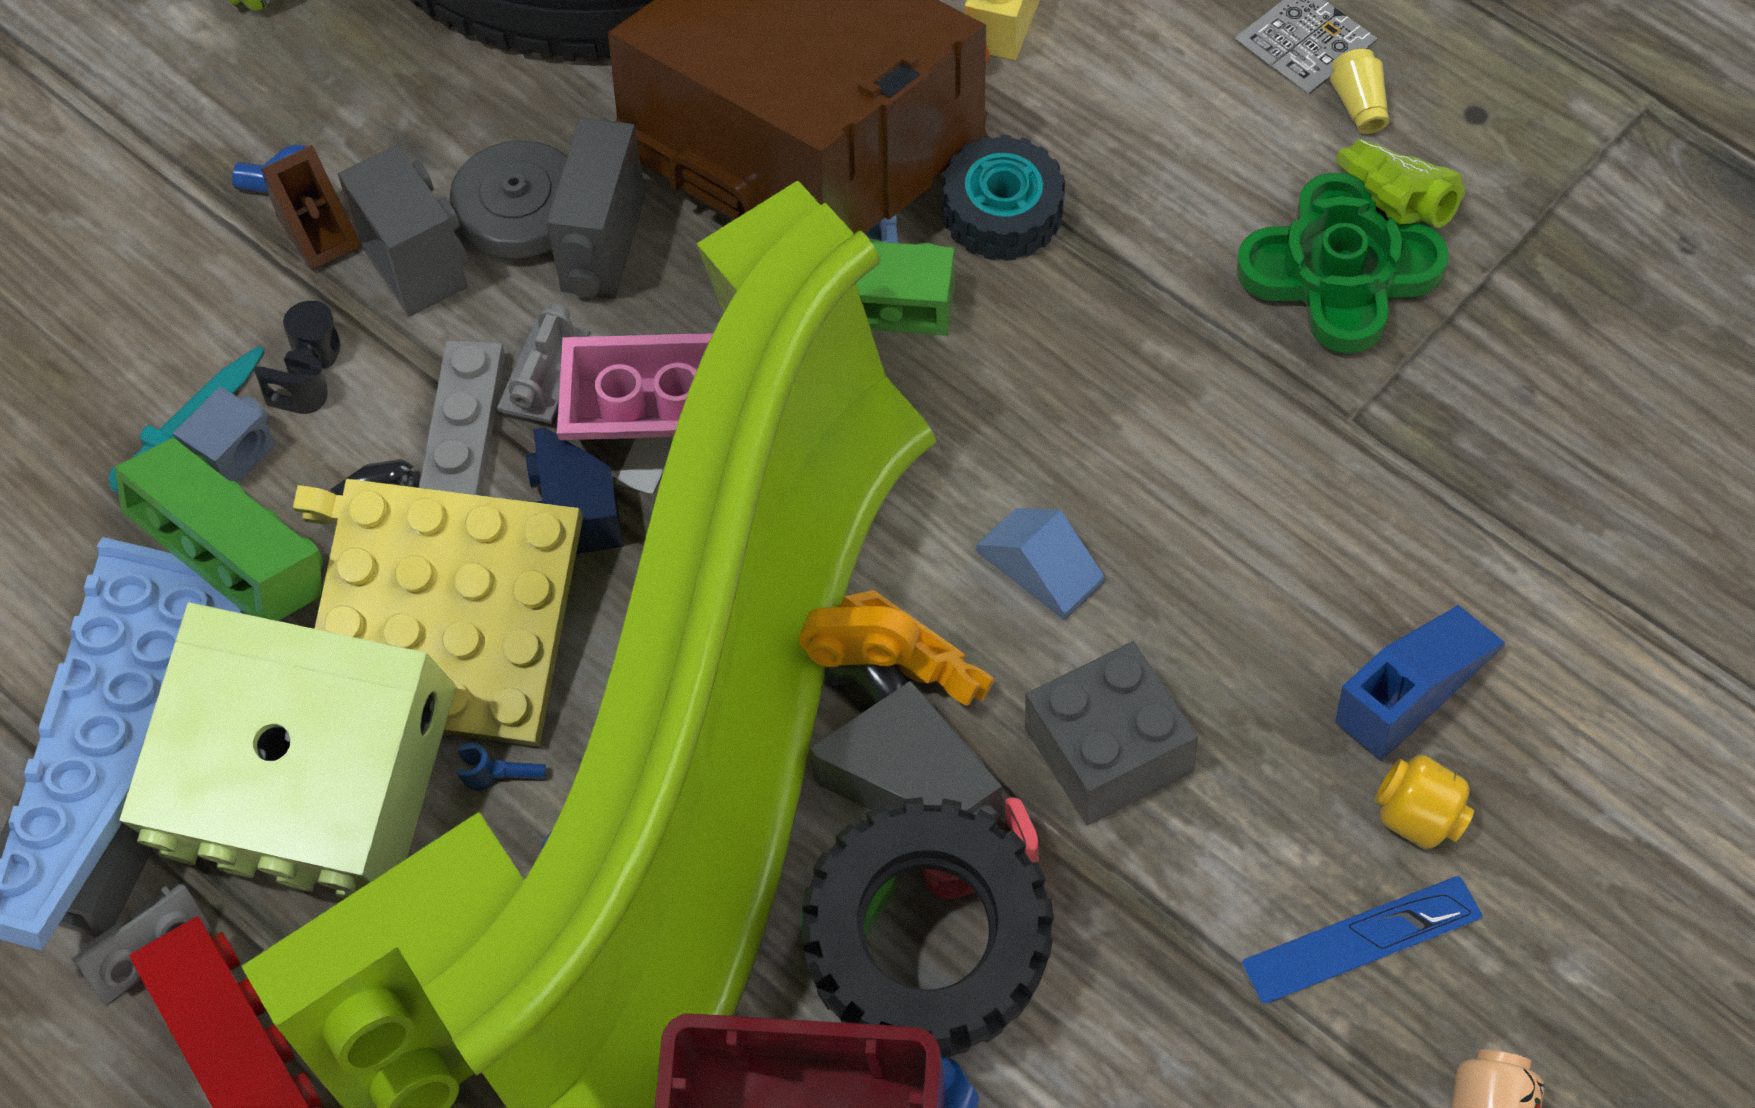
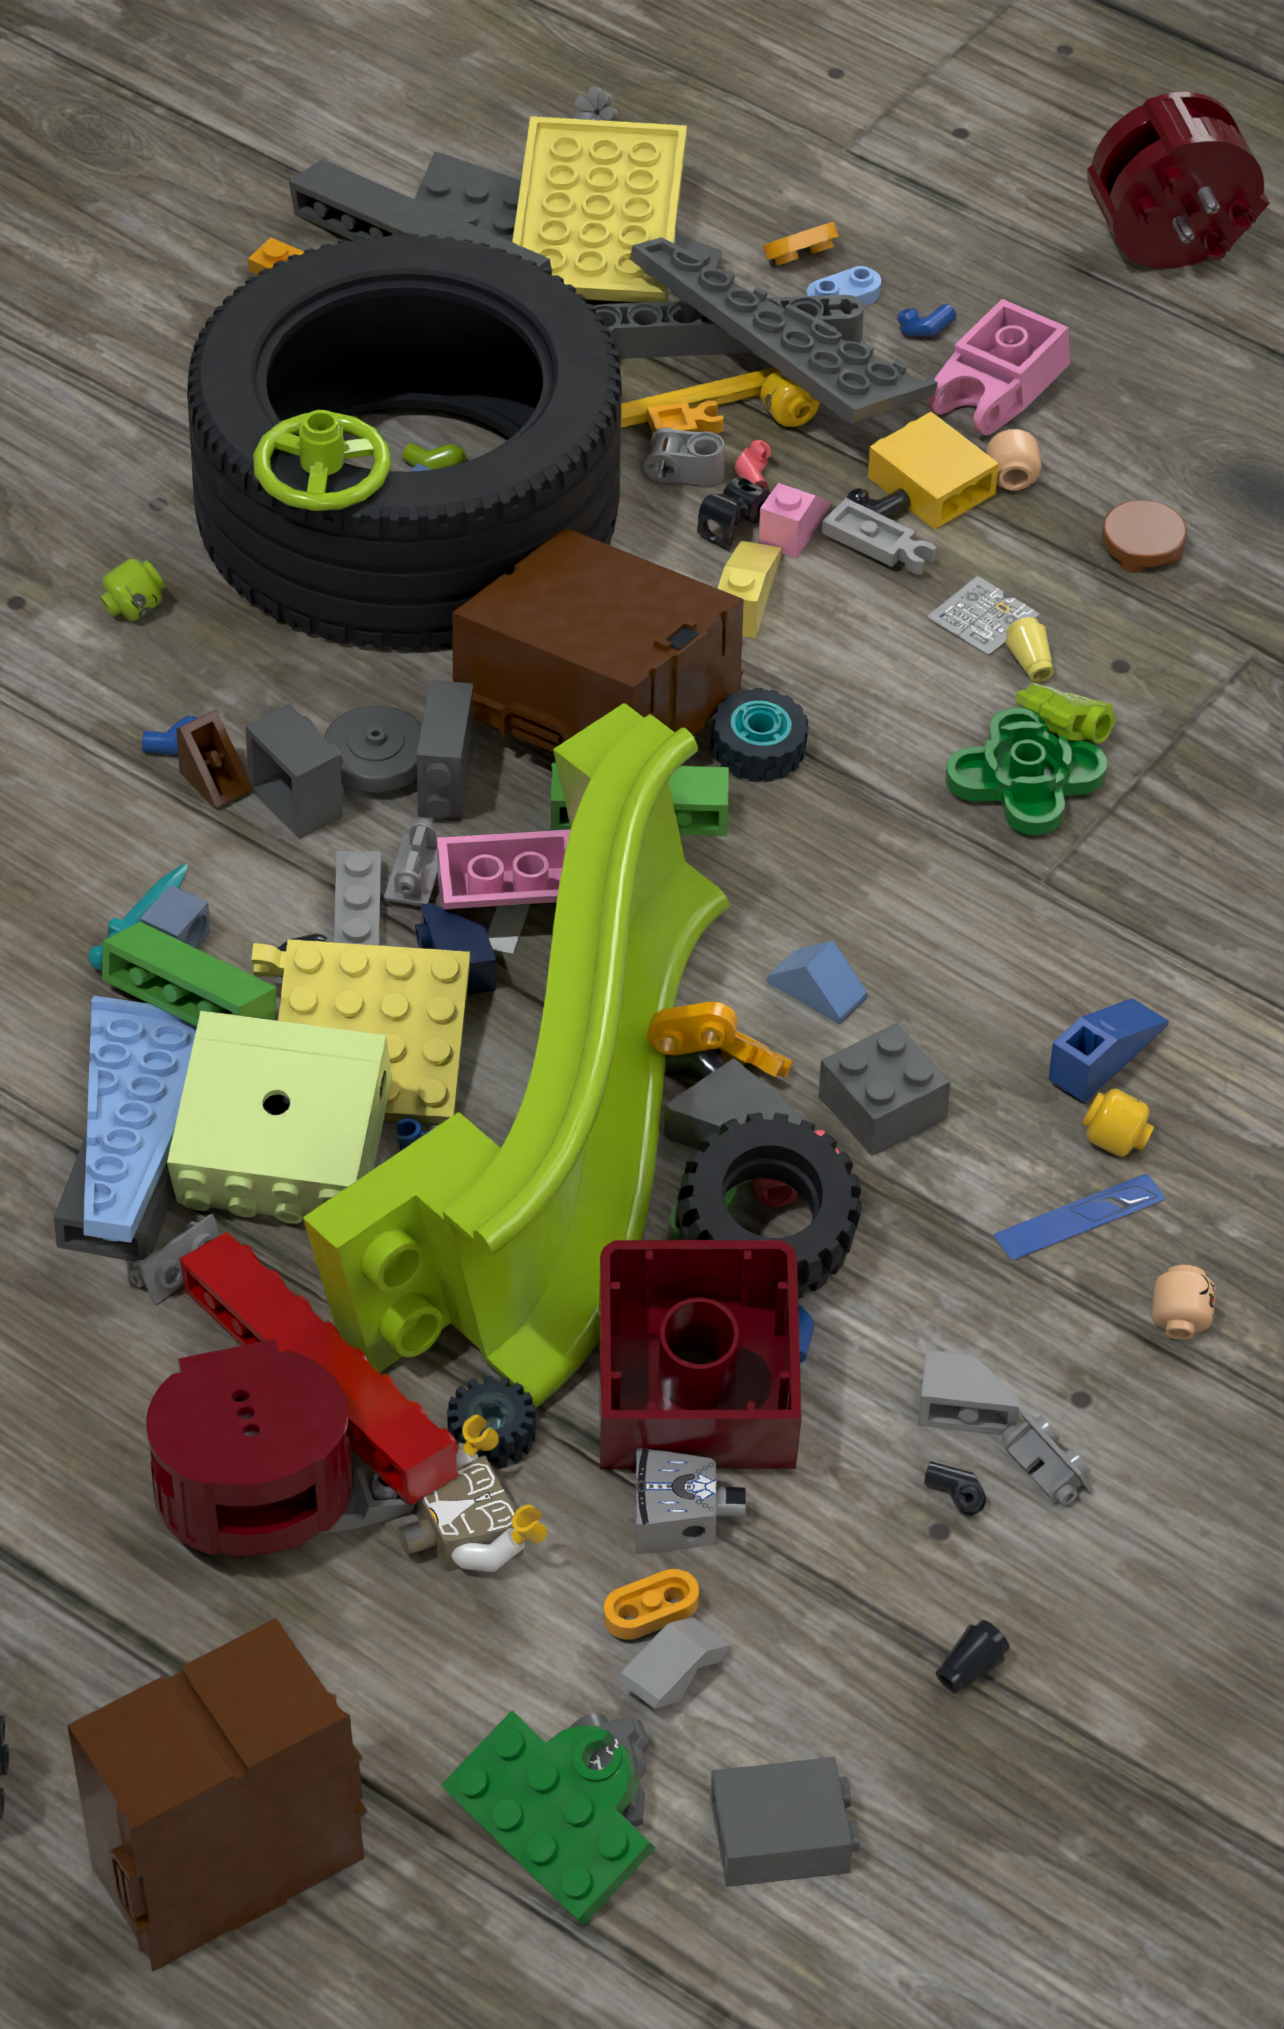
camera: 10 degrees left, 10 degrees down
(313, 348) = (229, 866): black leg -> none

